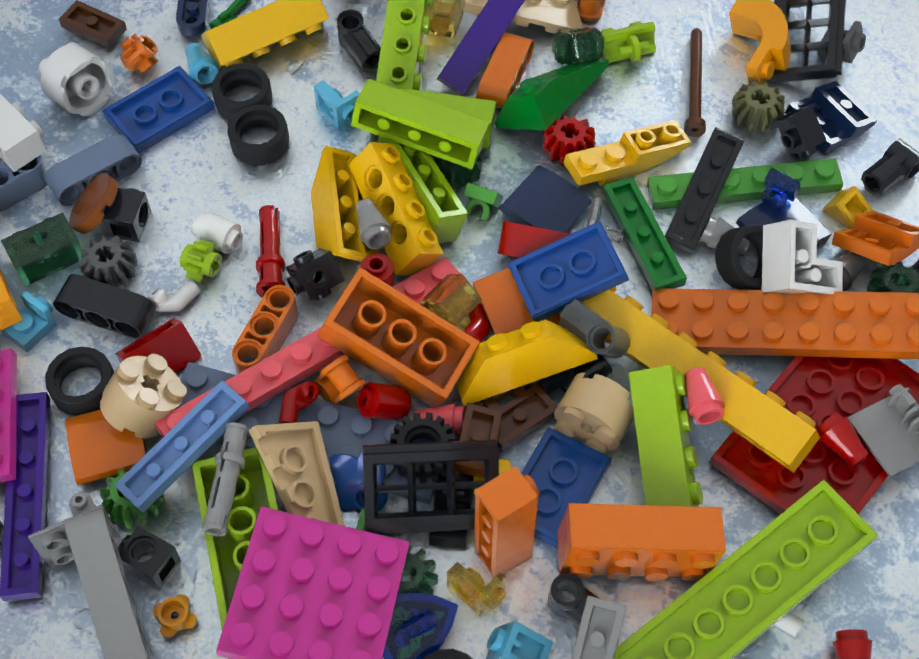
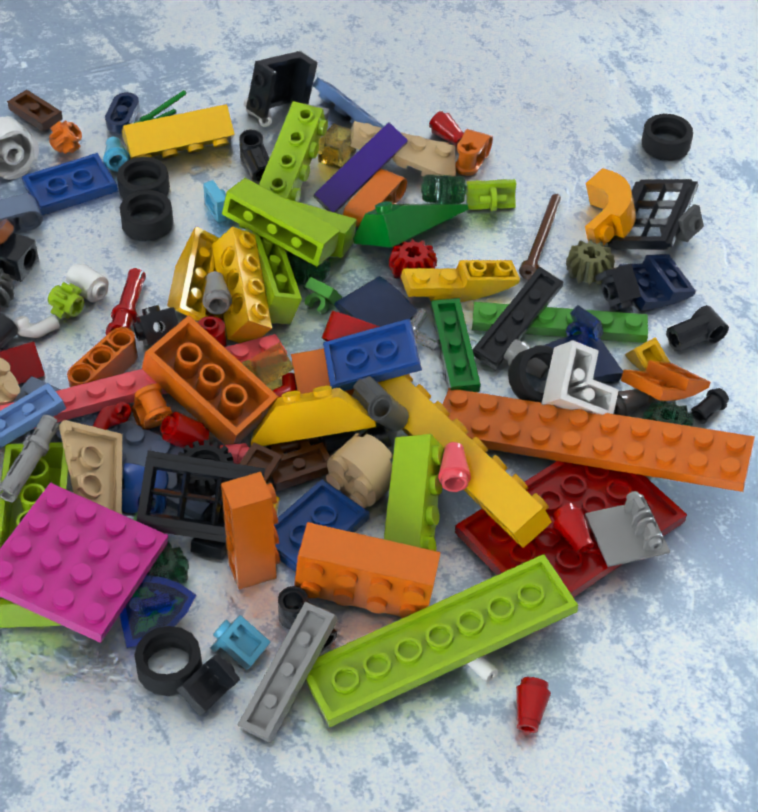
camera: 10 degrees right, 10 degrees down
(471, 588) = (216, 591): clear yellow bracket -> none

